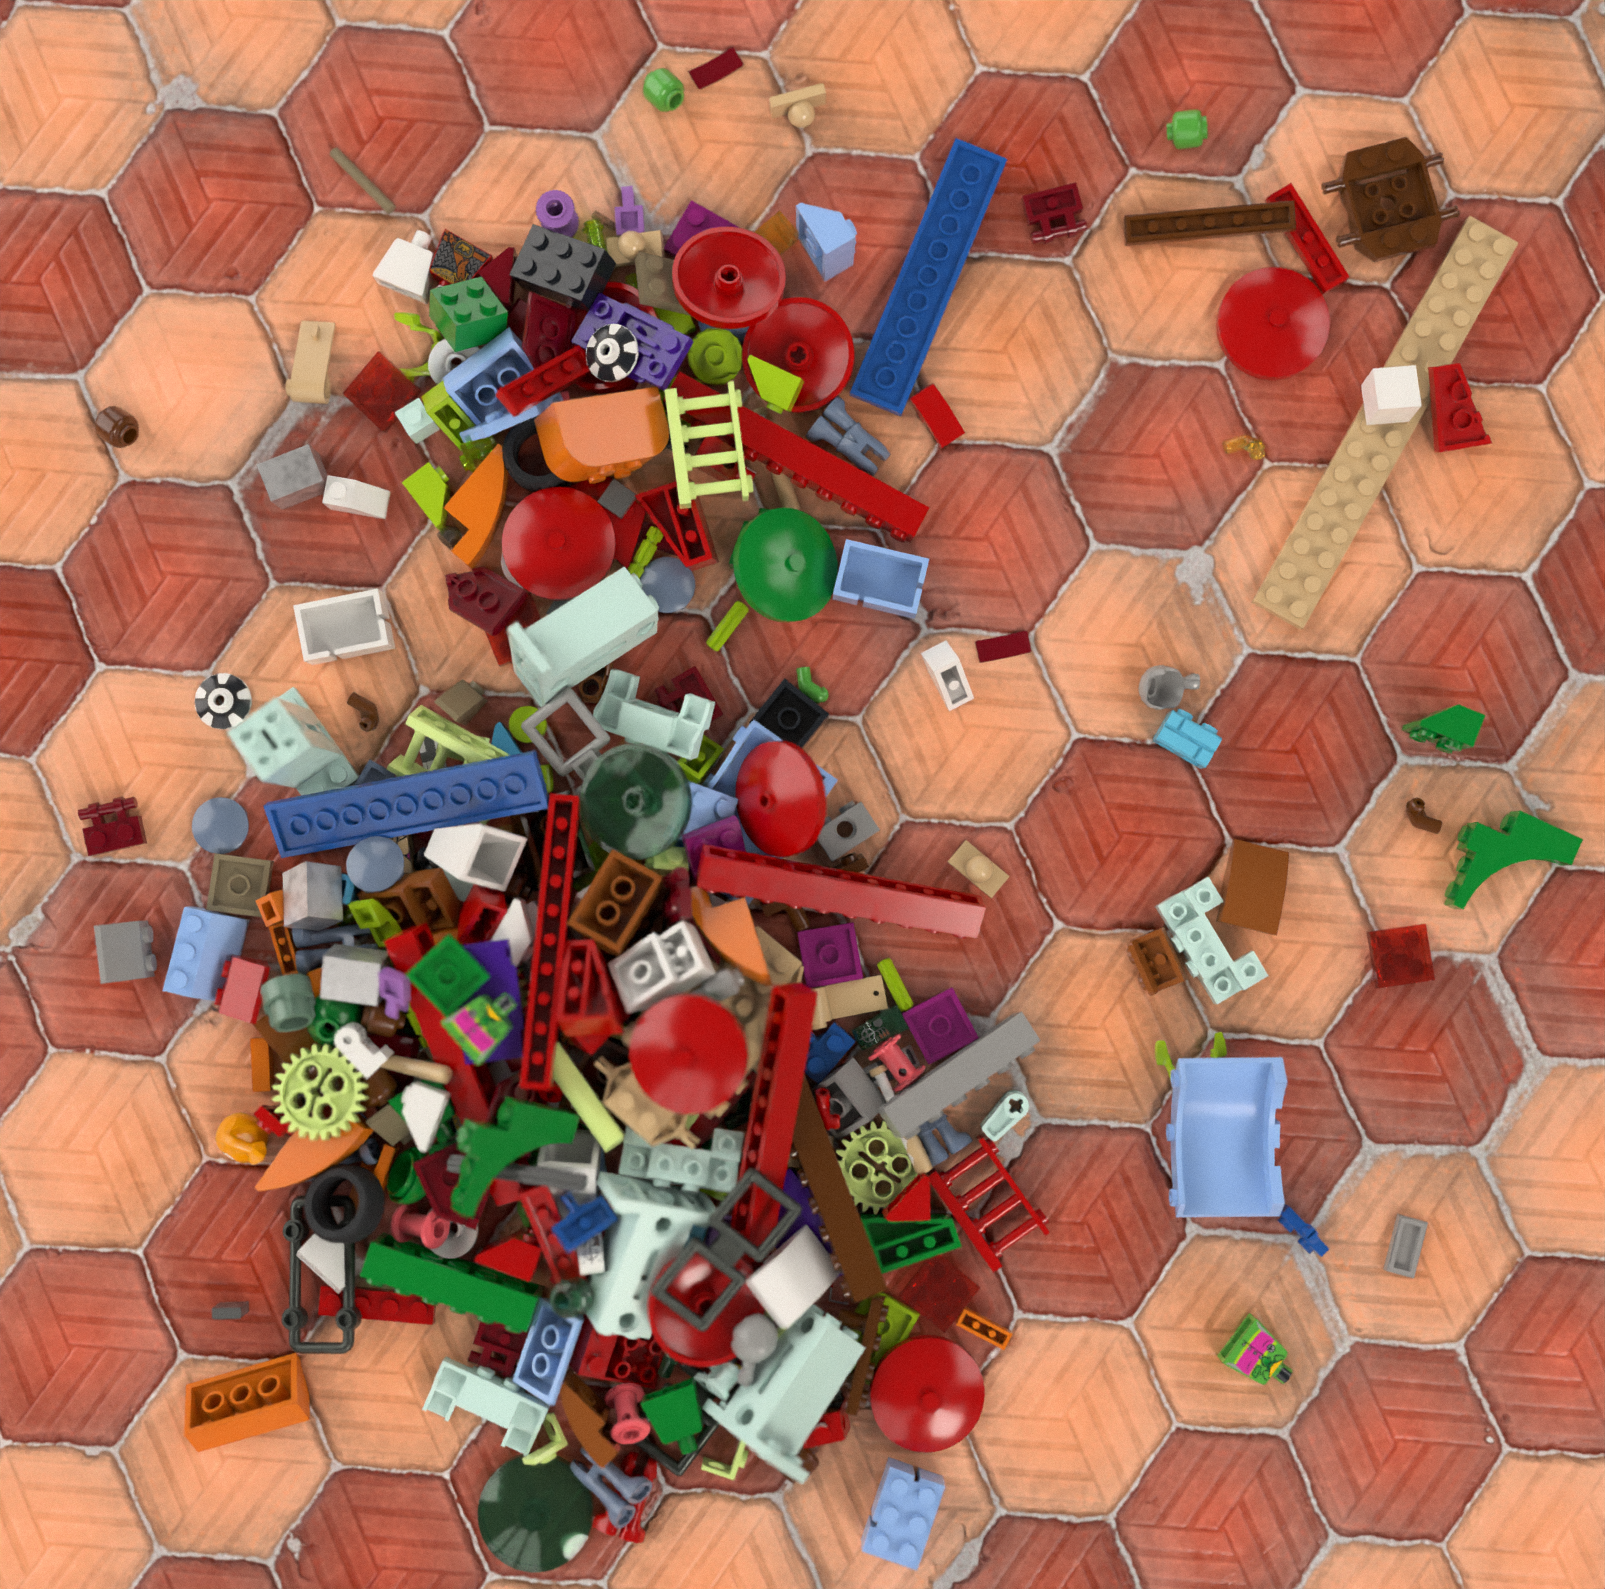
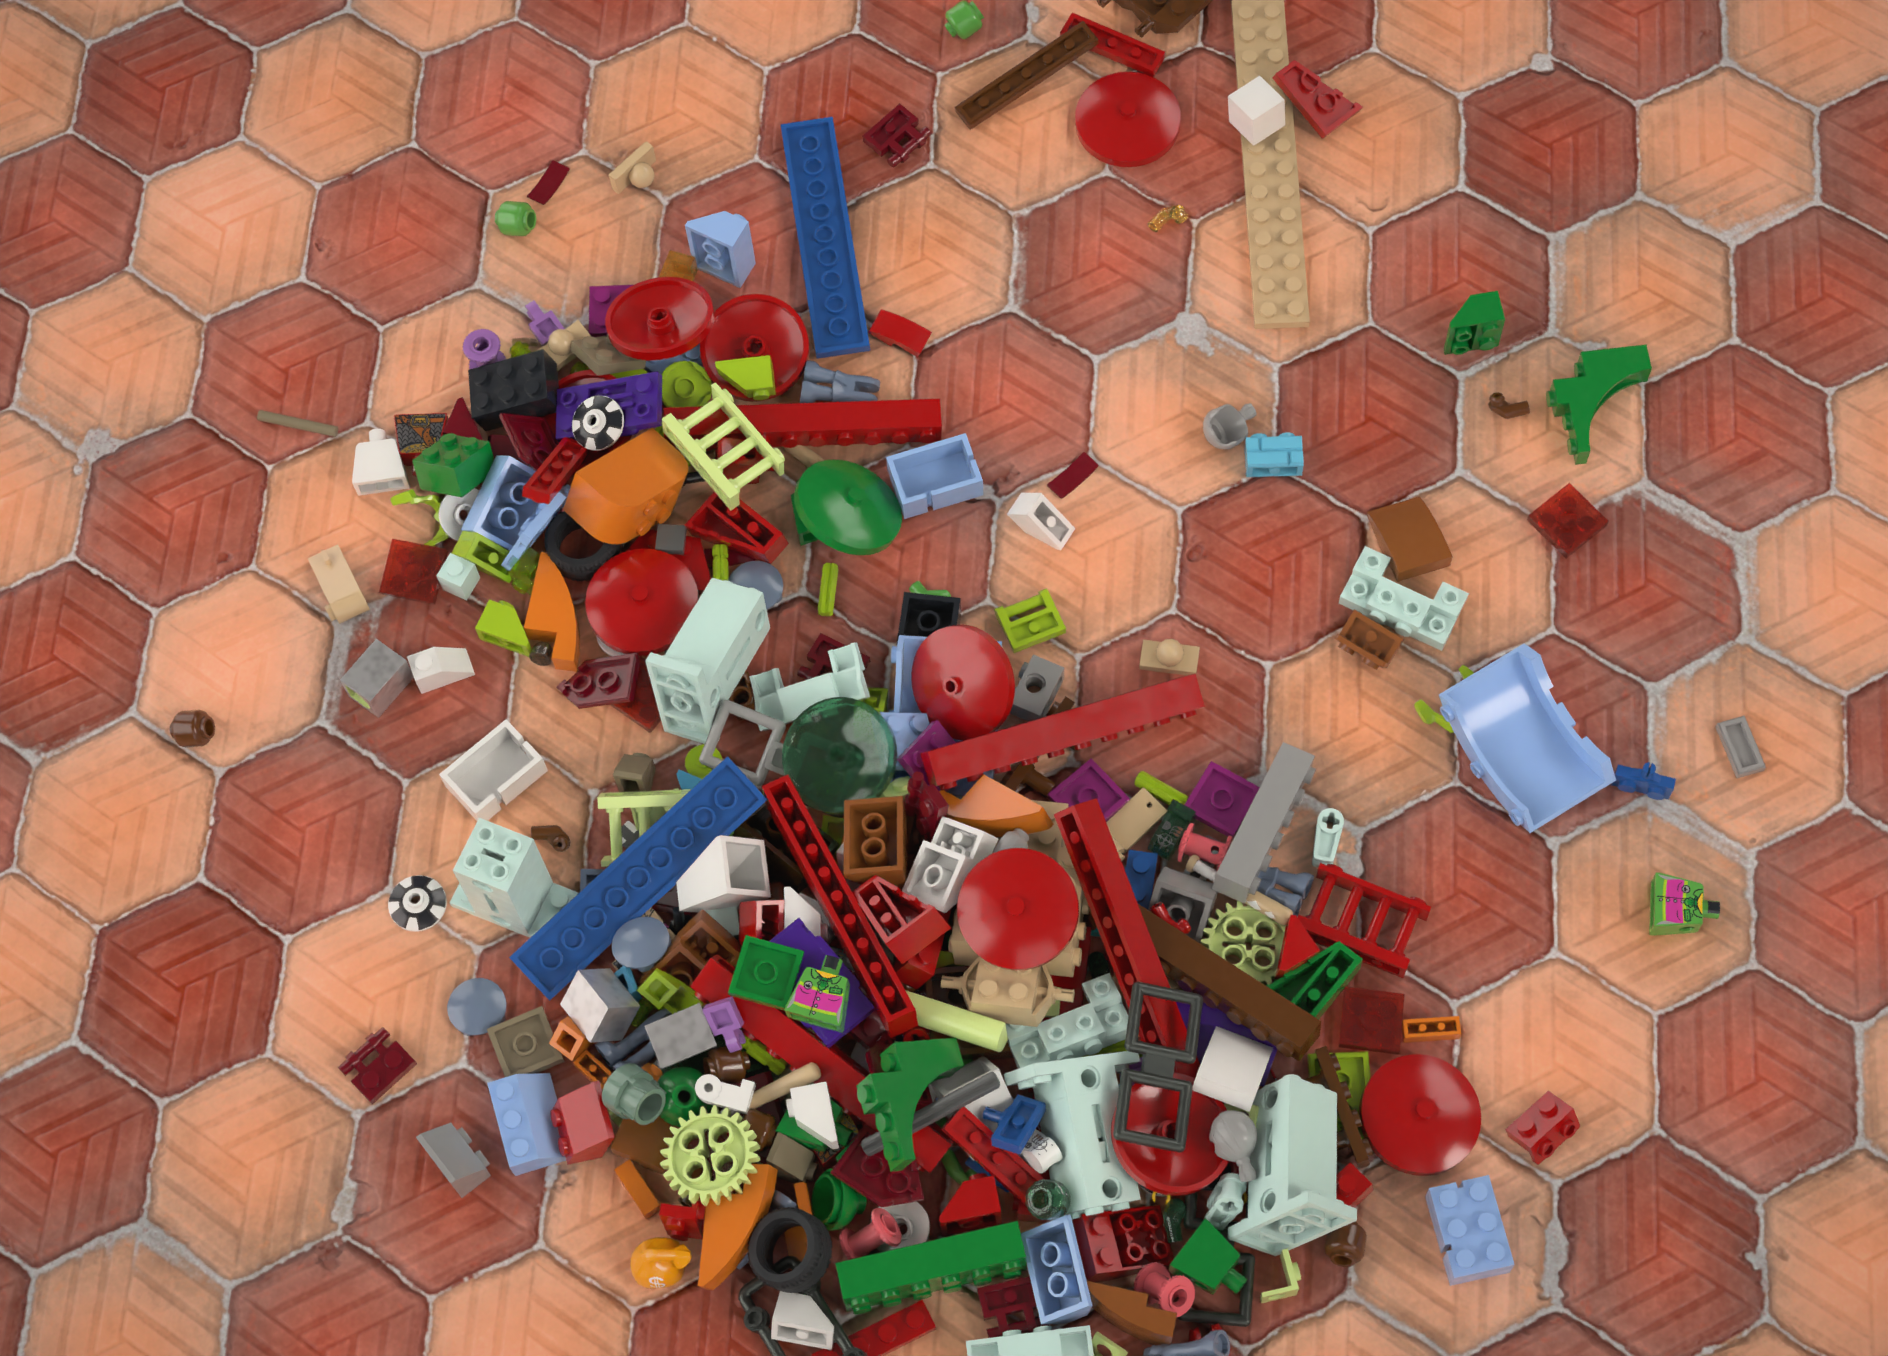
camera: 25 degrees left, 20 degrees down
(878, 771) = (1034, 627): none -> lime plate
(1020, 1464) = (1544, 1127): none -> red bracket

